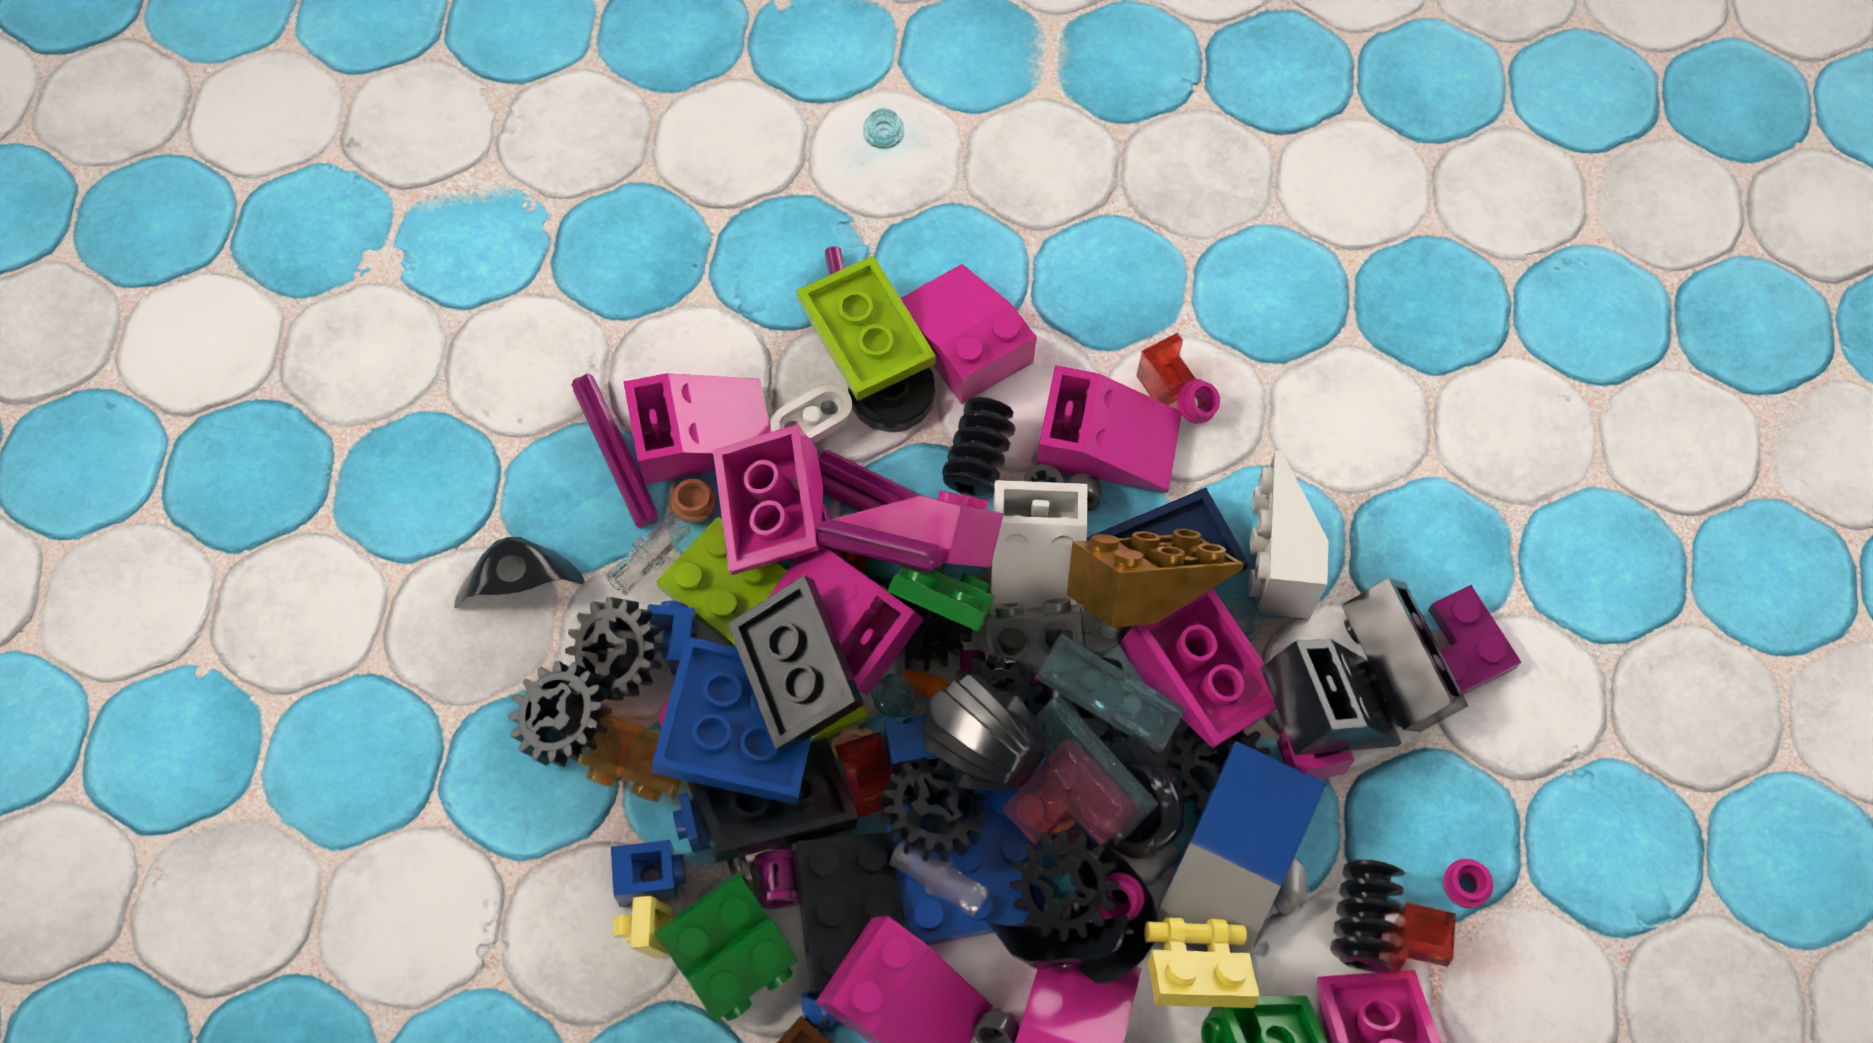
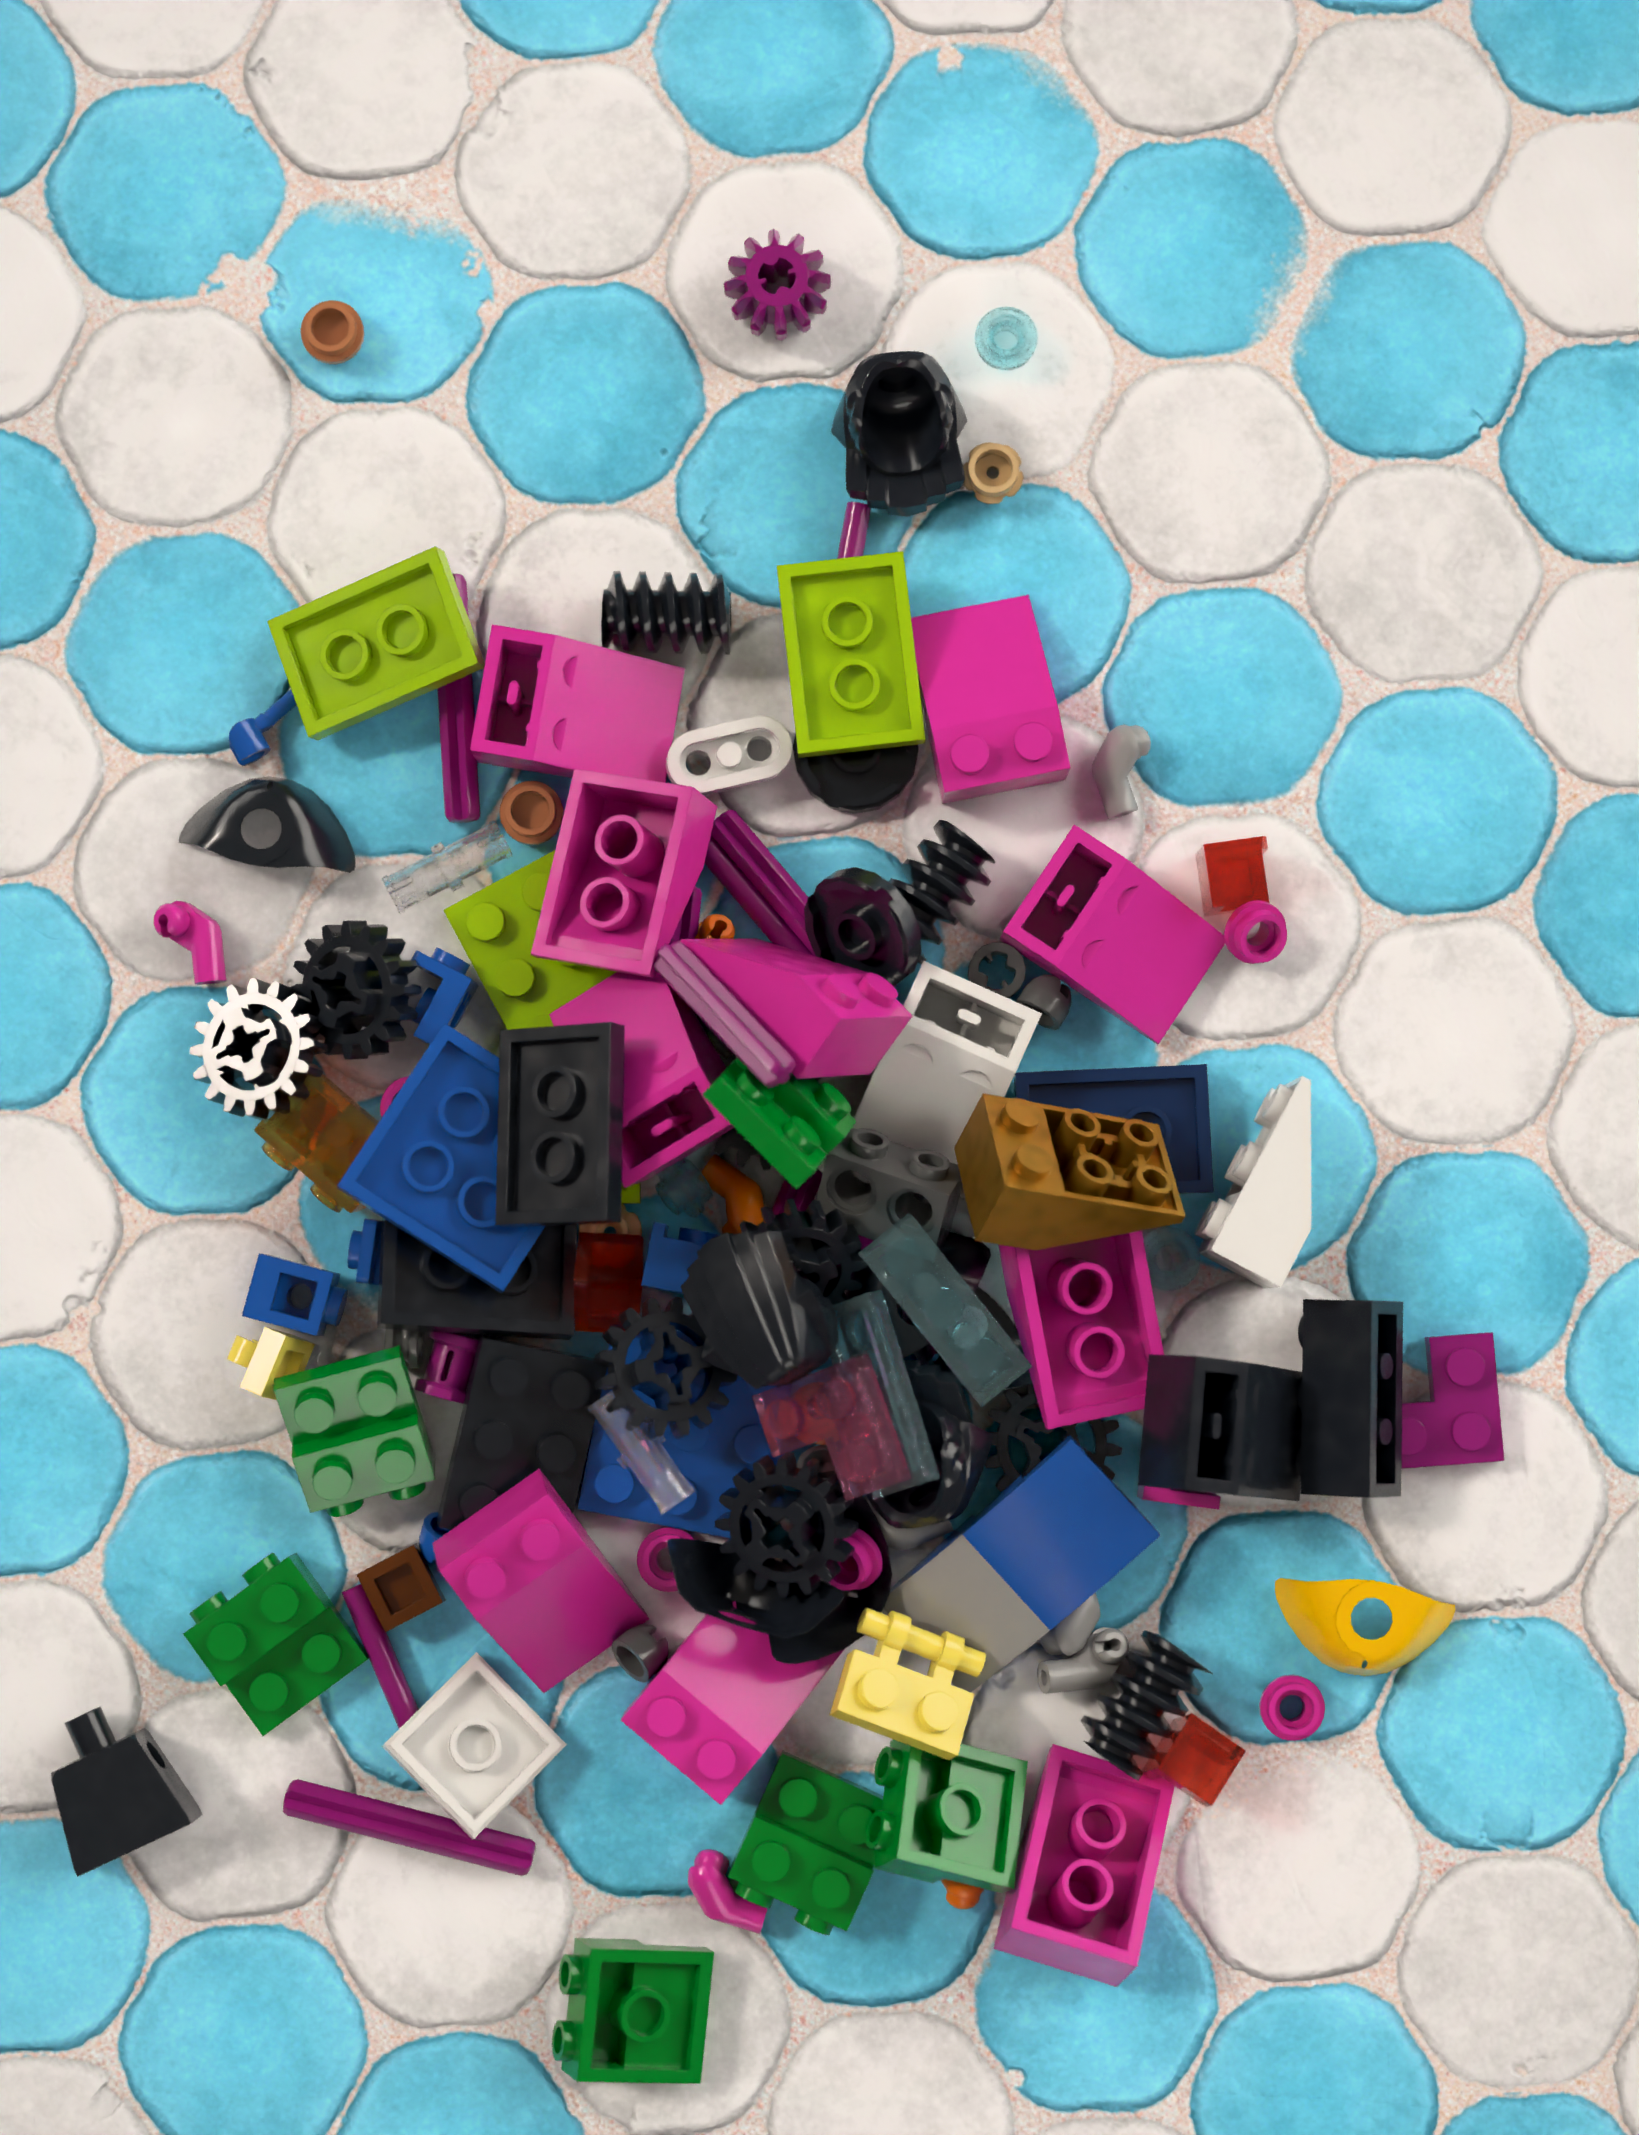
camera: 25 degrees right, 20 degrees up
(451, 266) = (332, 332): none -> nougat plate
(480, 521) = (247, 737): none -> blue hand
(488, 660) = (197, 934): none -> dark pink arm
(548, 430) = (376, 643): none -> lime plate
(729, 145) = (766, 266): none -> magenta gear
(736, 345) = (666, 613): none -> black piece
(841, 194) = (900, 433): none -> black hair
(908, 193) = (995, 456): none -> tan plate
(948, 465) = (863, 924): none -> black tile
(987, 973) = (647, 1558): none -> dark pink plate
(1060, 339) = (1114, 763): none -> light grey arm
(1317, 910) = (1088, 1667): none -> light grey arm
(1461, 817) = (1322, 1622): none -> yellow piece

